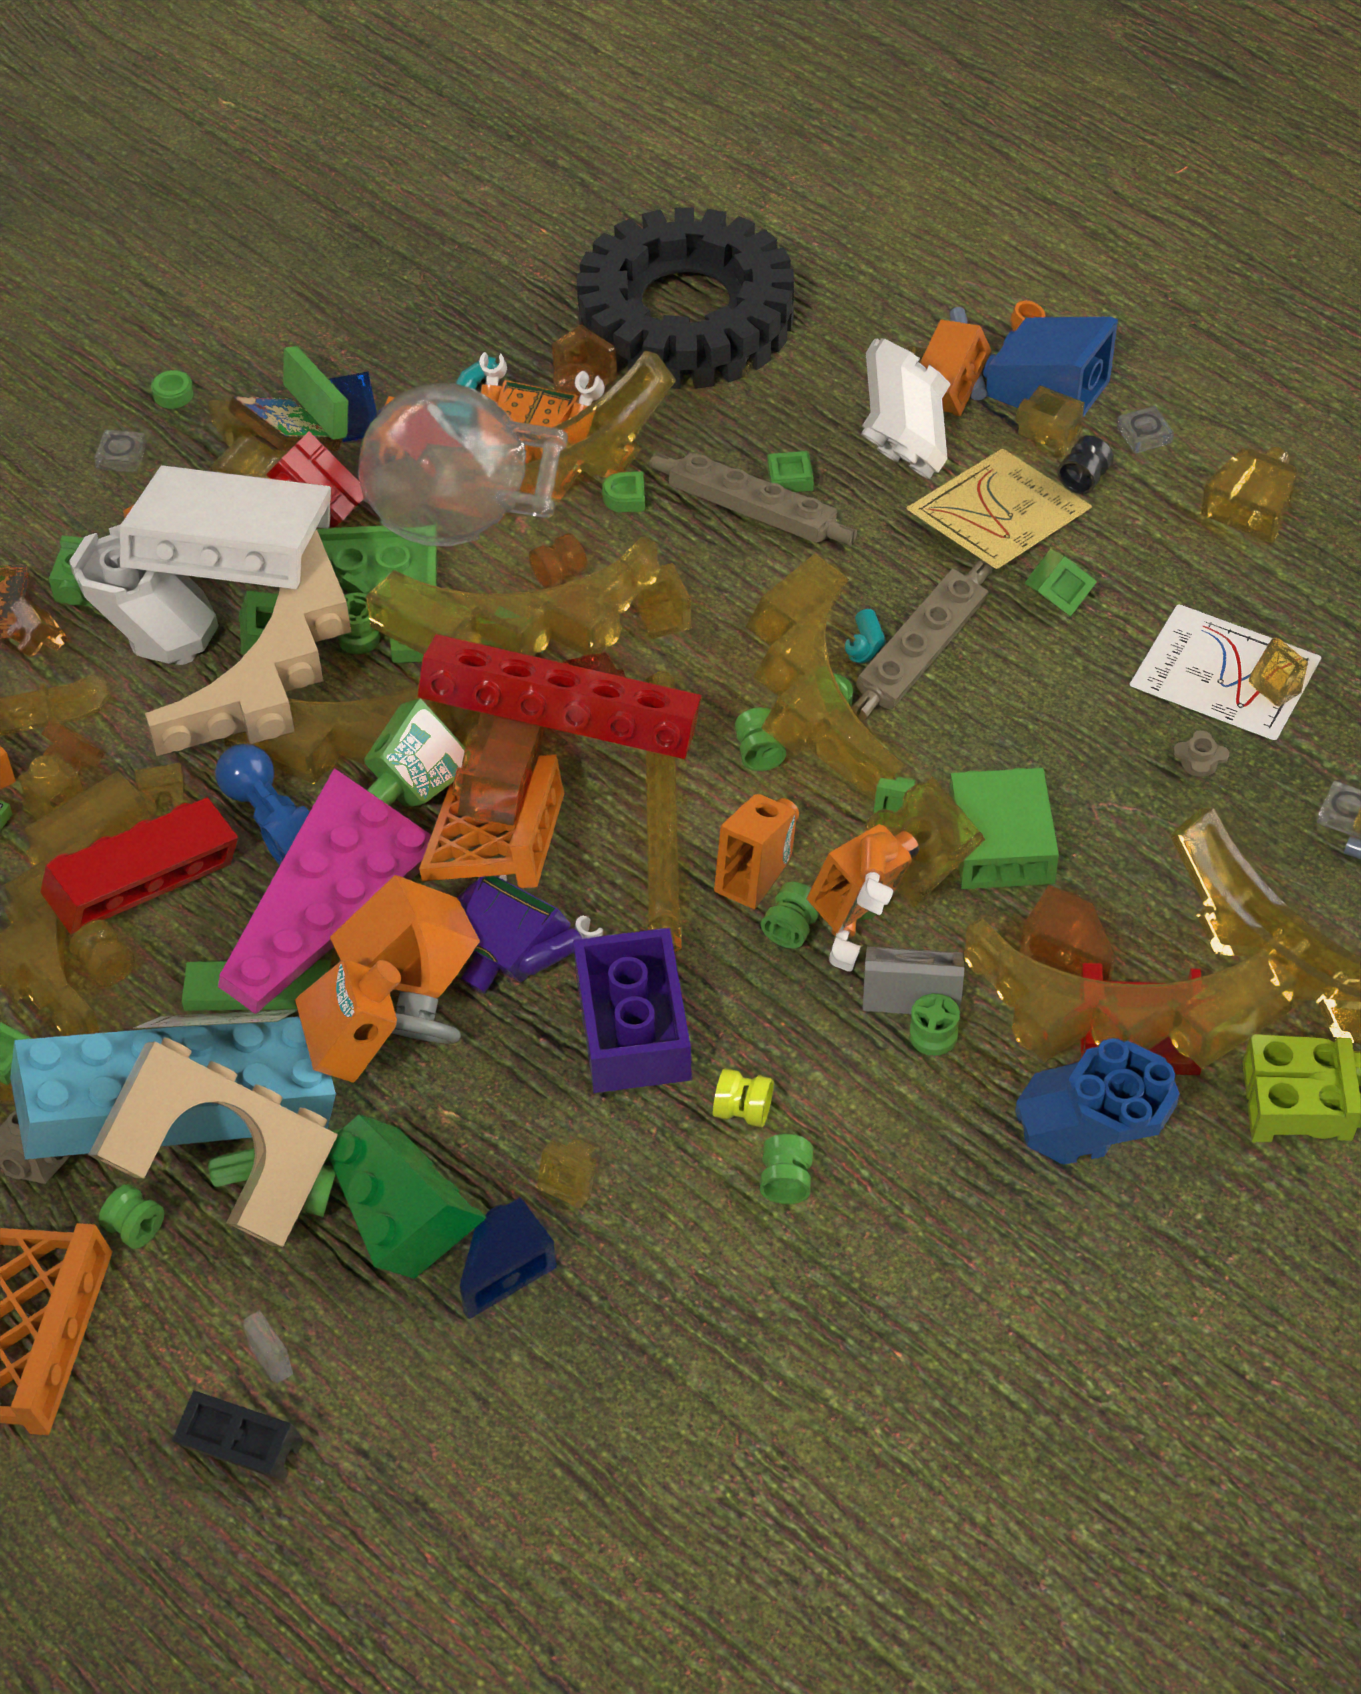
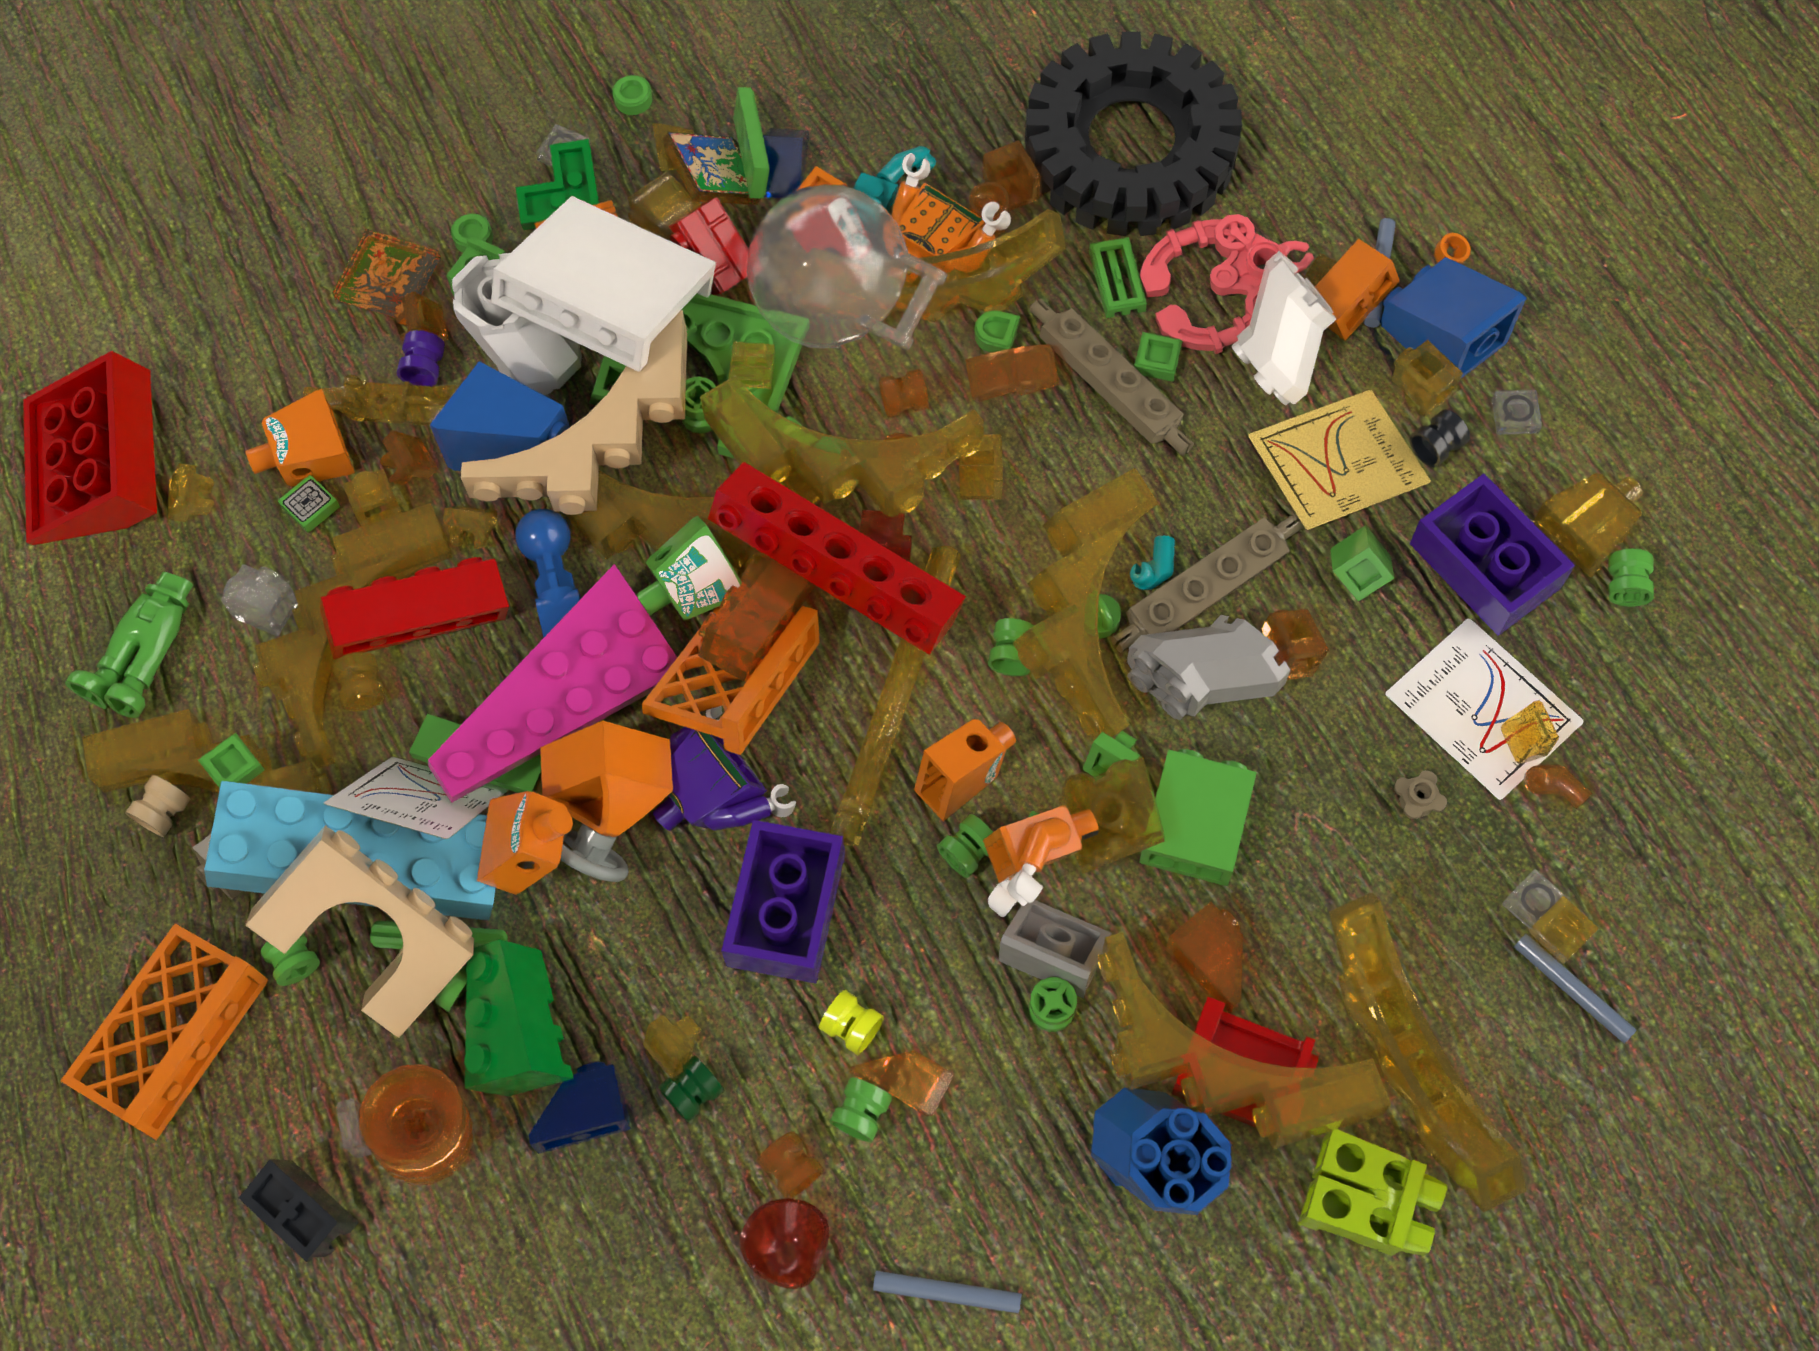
camera: 20 degrees right, 15 degrees up
(47, 542) = (470, 225): none -> bright green tile
(49, 658) = (421, 358): none -> dark purple wheel
(140, 460) = (573, 177): none -> green plate
(153, 671) = (494, 418): none -> blue slope
(338, 1313) = (401, 1105): none -> clear orange wheel
(403, 561) = (753, 364): none -> clear yellow tile
(609, 1199) = (691, 1089): none -> dark green wheel
(659, 512) = (1011, 370): none -> clear orange slope
(715, 422) = (1123, 304): none -> bright green tile
(735, 1237) = (790, 1165): none -> clear orange wheel
(764, 1305) = (785, 1242): none -> clear red helmet
(828, 1126) = (909, 1078): none -> clear orange slope
(841, 378) = (1239, 274): none -> coral piece
(941, 1303) = (947, 1292): none -> sand blue bar
(955, 696) = (1206, 666): none -> light grey brick
(1027, 662) = (1297, 641): none -> clear orange brick
(1176, 539) = (1491, 554): none -> dark purple brick
(1310, 527) = (1631, 577): none -> bright green wheel
(1319, 707) = (1556, 780): none -> clear orange arm

